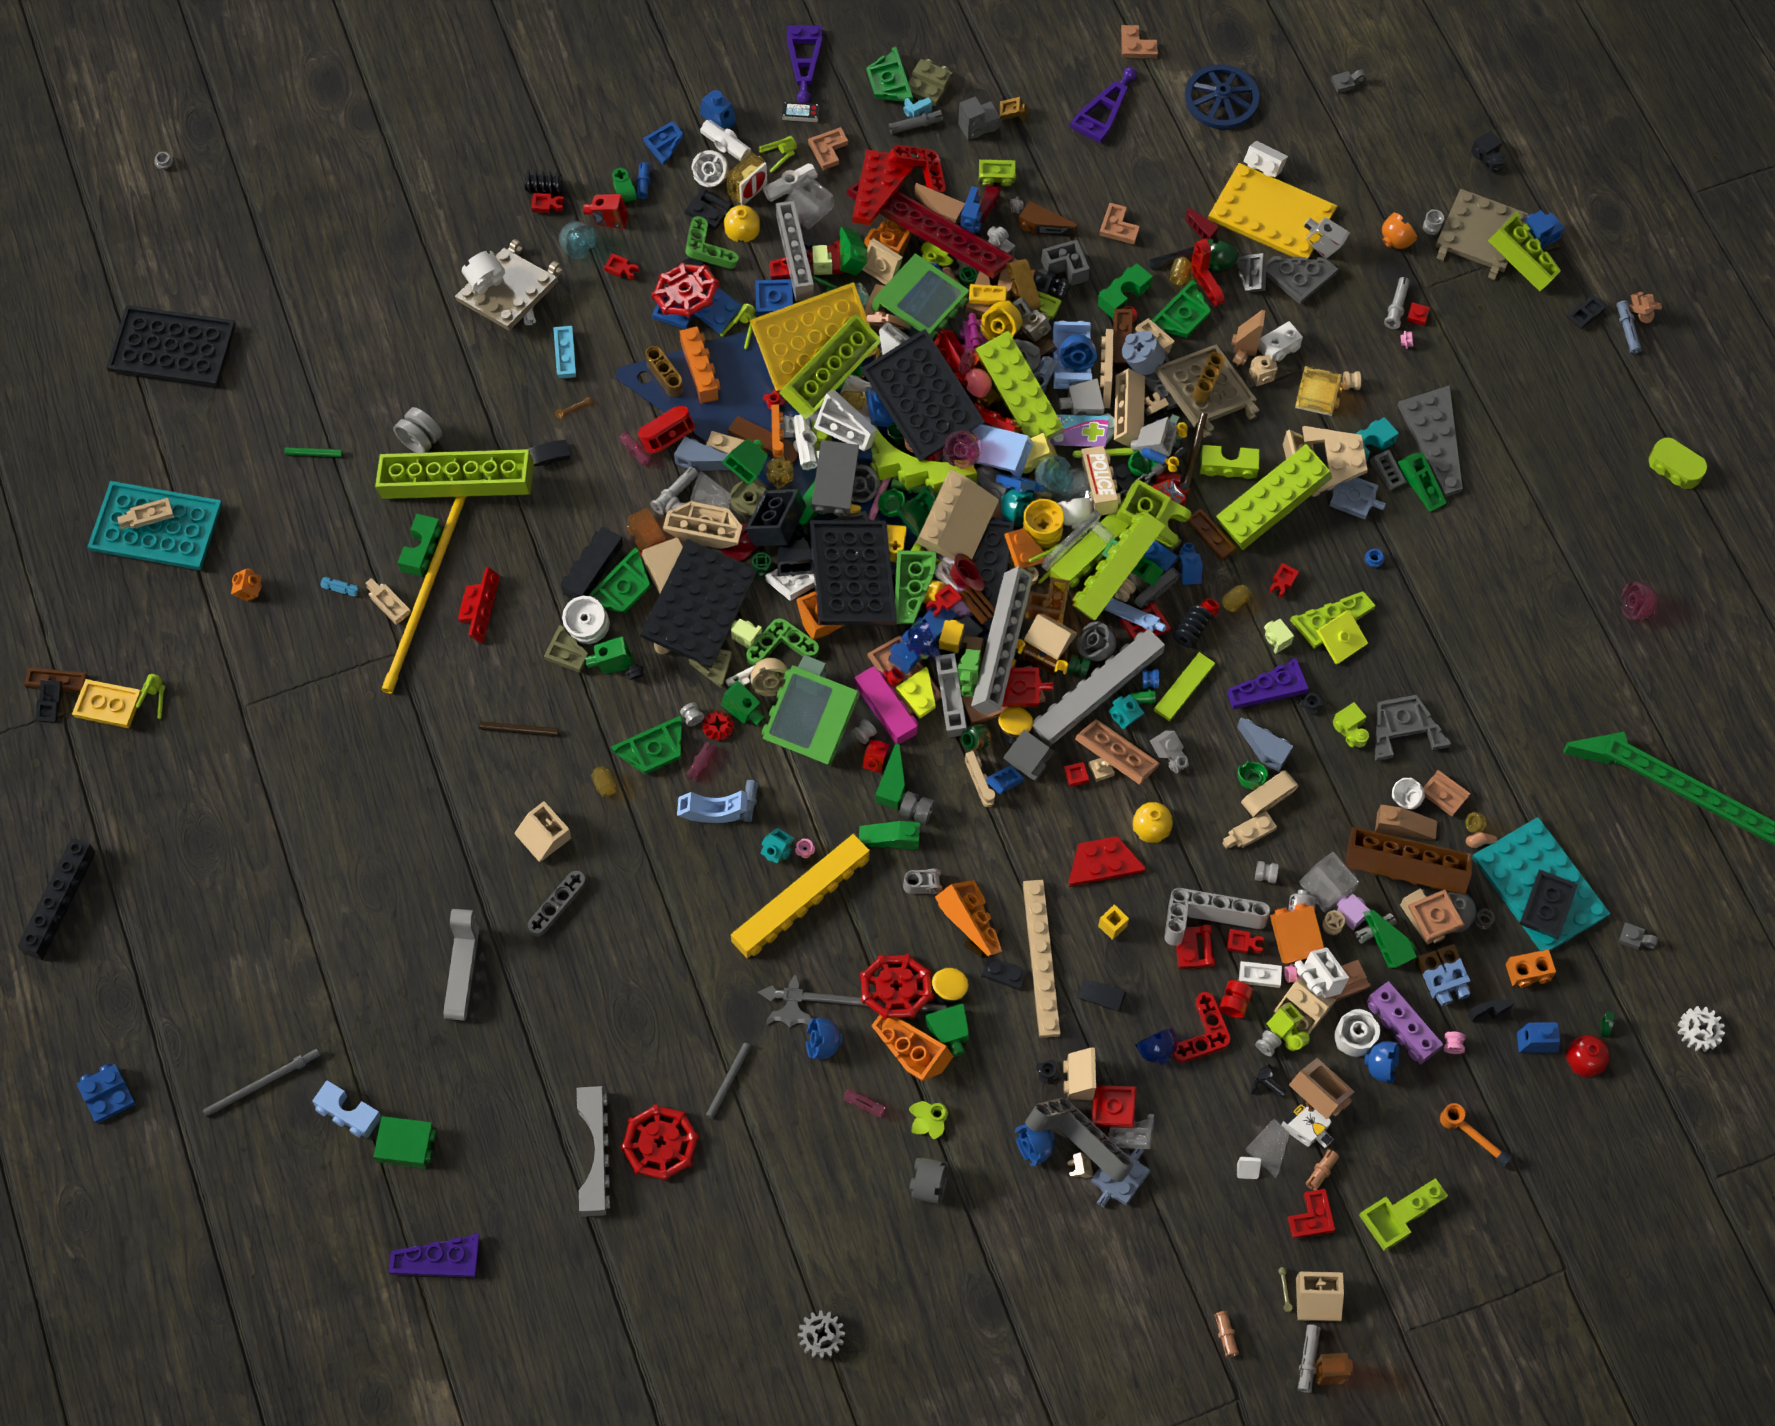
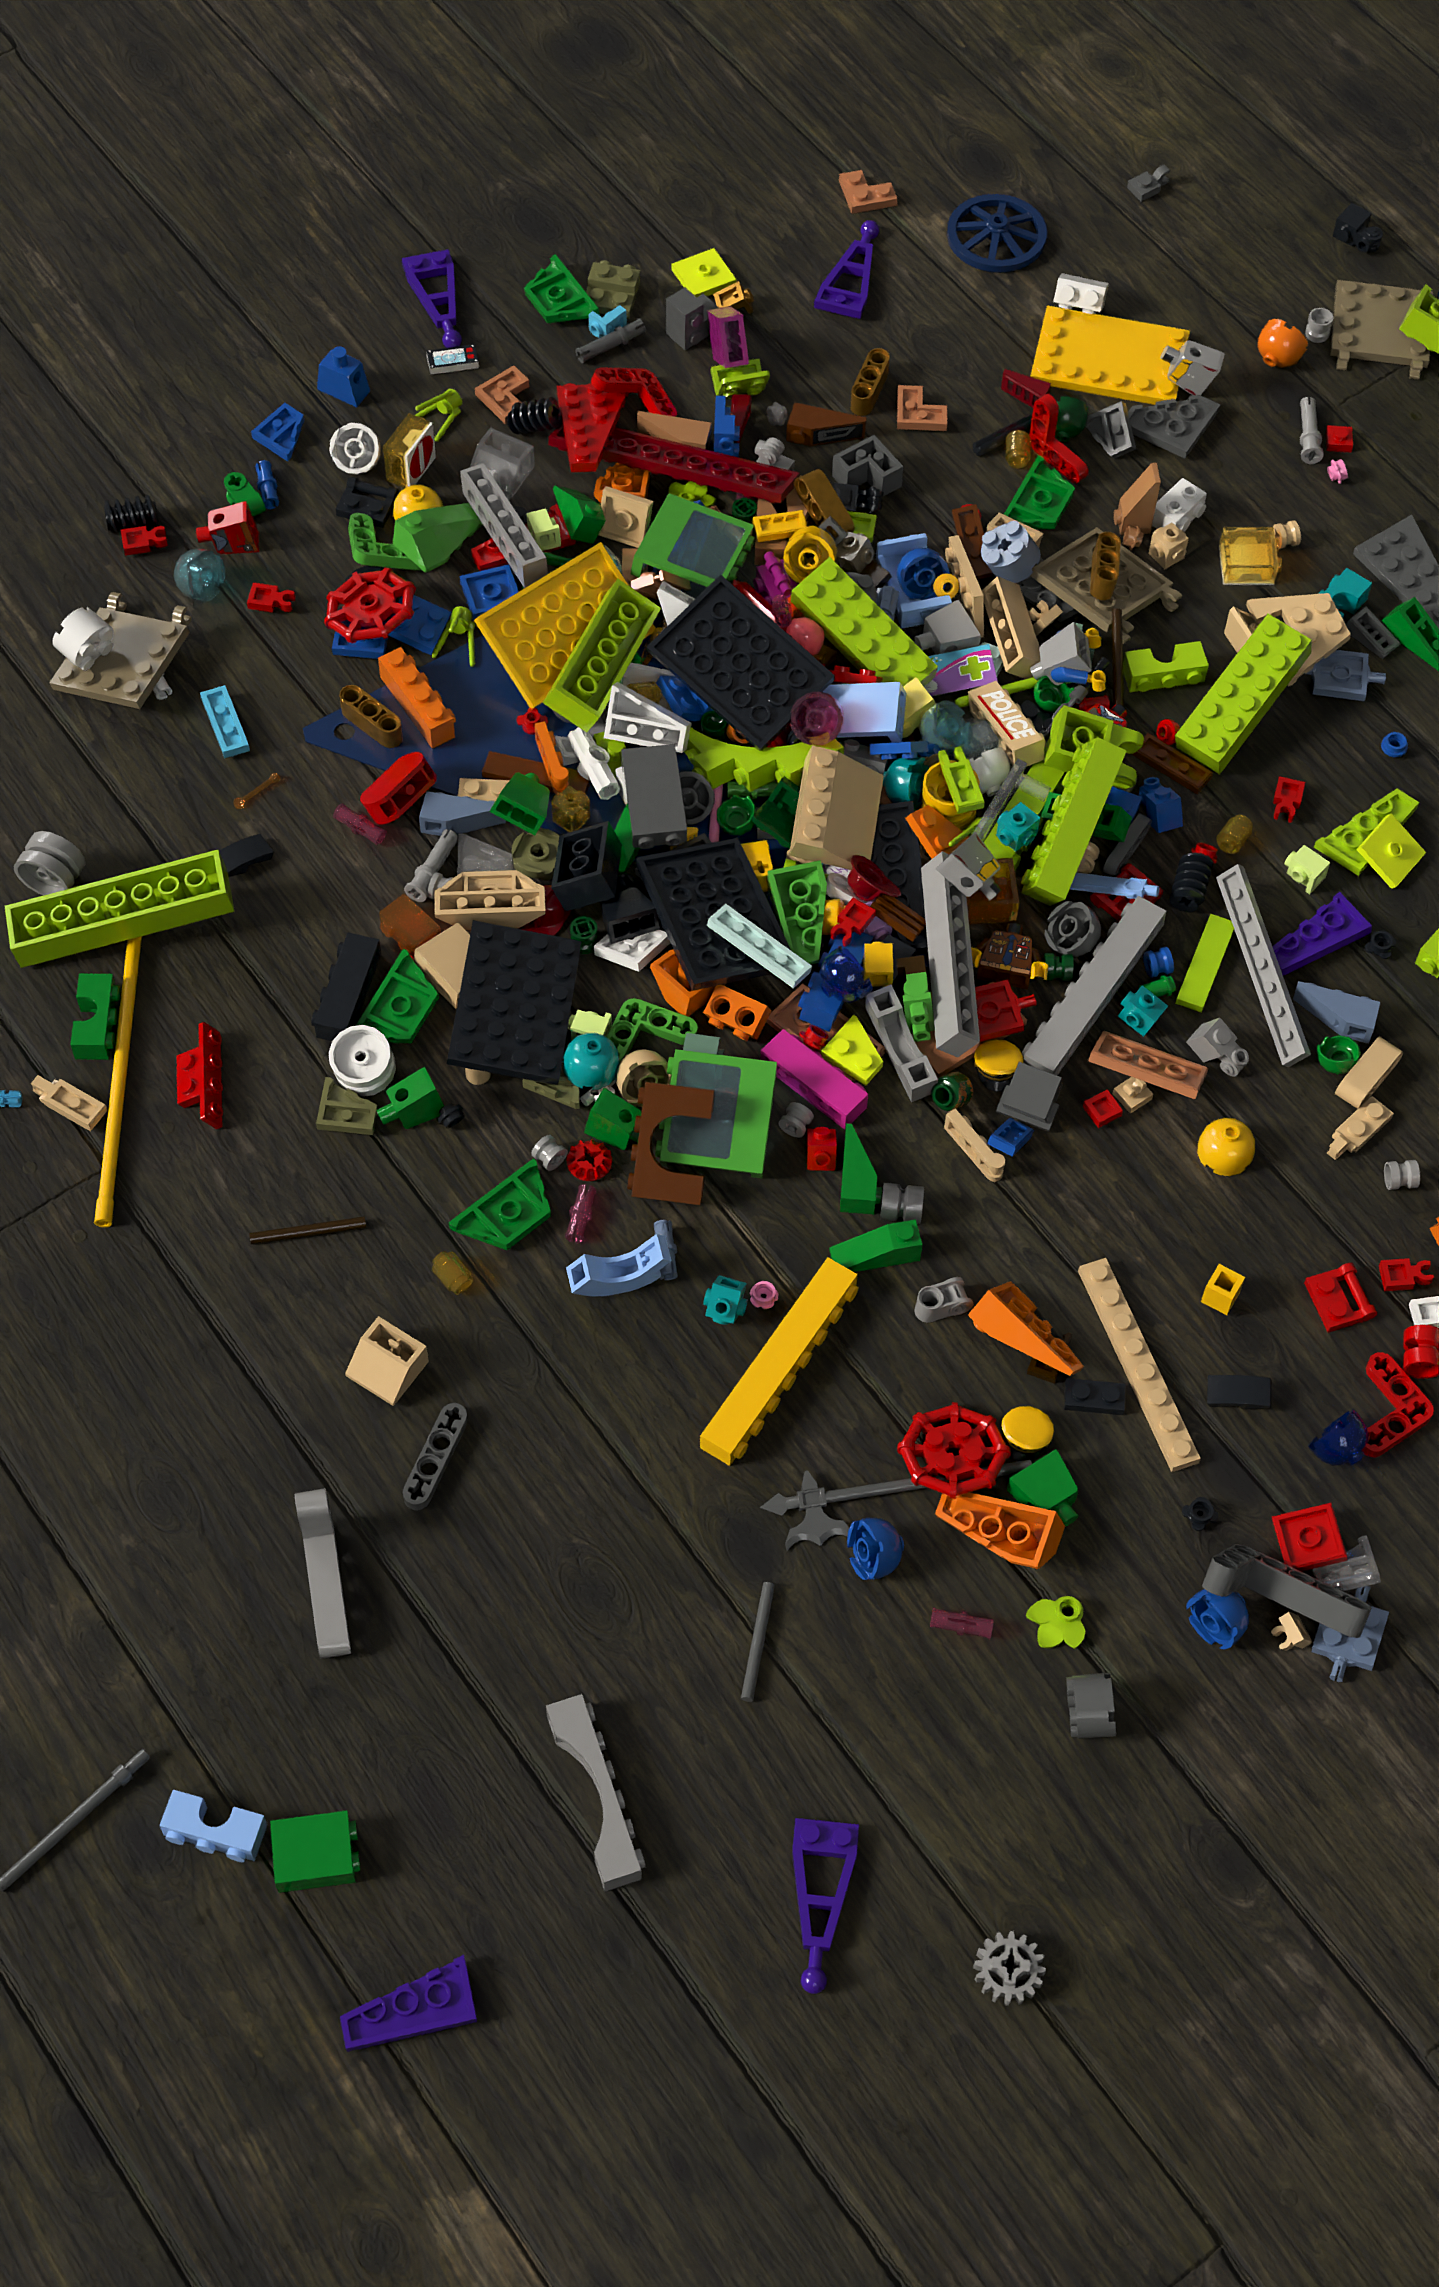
camera: 15 degrees left, 5 degrees down
(649, 1148) = (675, 1740): red plate -> none
(725, 140) = (363, 411): white piece -> none
(730, 1221) = (826, 1840): none -> dark purple plate
(737, 657) = (591, 1061): none -> teal cylinder
(746, 245) = (434, 533): none -> bright green wedge
(753, 748) = (650, 1177): none -> reddish brown arch
(782, 186) = (464, 447): white piece -> none
(842, 171) = (534, 416): none -> black piece
(849, 643) = (739, 1007): none -> orange brick
(873, 604) = (759, 945): none -> light aqua plate
(995, 141) = (728, 337): none -> magenta brick
(998, 84) = (703, 273): none -> neon yellow plate
(1035, 583) = (971, 868): none -> light grey torso
(1049, 519) = (961, 781): none -> lime hinge
(1049, 636) = (1009, 935): tan slope -> none
(1079, 559) = (1017, 827): none -> teal brick
(1080, 1075) = (1251, 1505): tan slope -> none
(1091, 360) = (941, 580): none -> yellow plate
(1097, 187) = (870, 382): none -> pearl gold beam
(1103, 861) = (1177, 1214): red wing -> none
(1133, 280) = (961, 473): green arch -> none
(1211, 907) = (1318, 1240): light grey beam -> none
(1214, 509) = (1167, 730): none -> red plate
(1221, 699) = (1263, 966): none -> light grey plate

